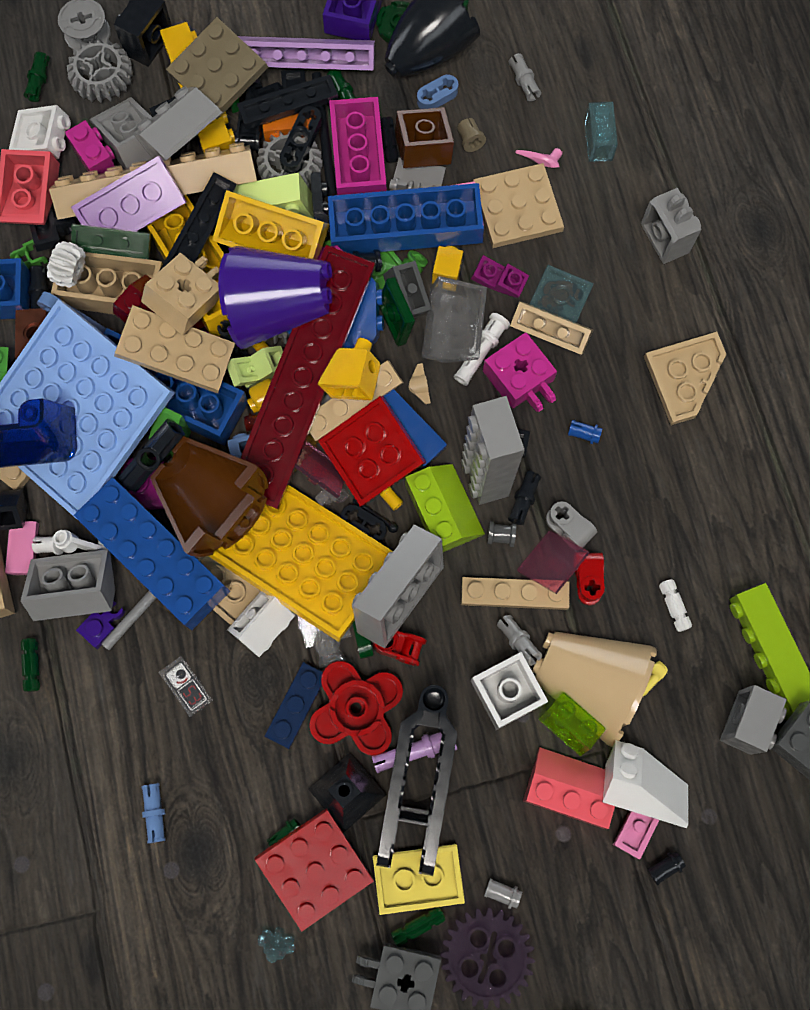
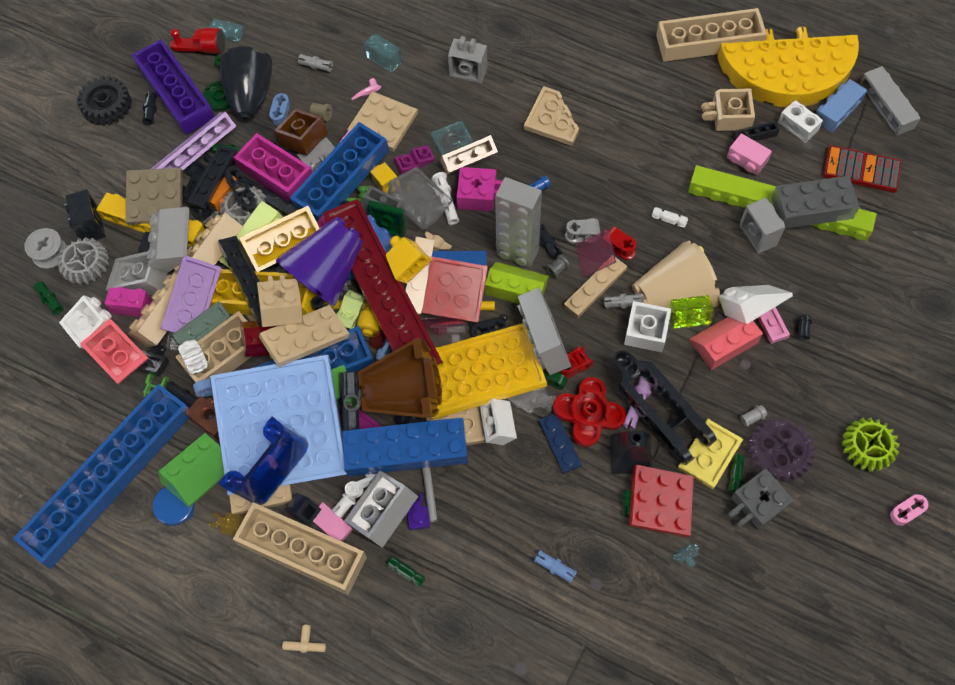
camera: 45 degrees left, 10 degrees down
(185, 686) = (496, 494): clear tile -> none

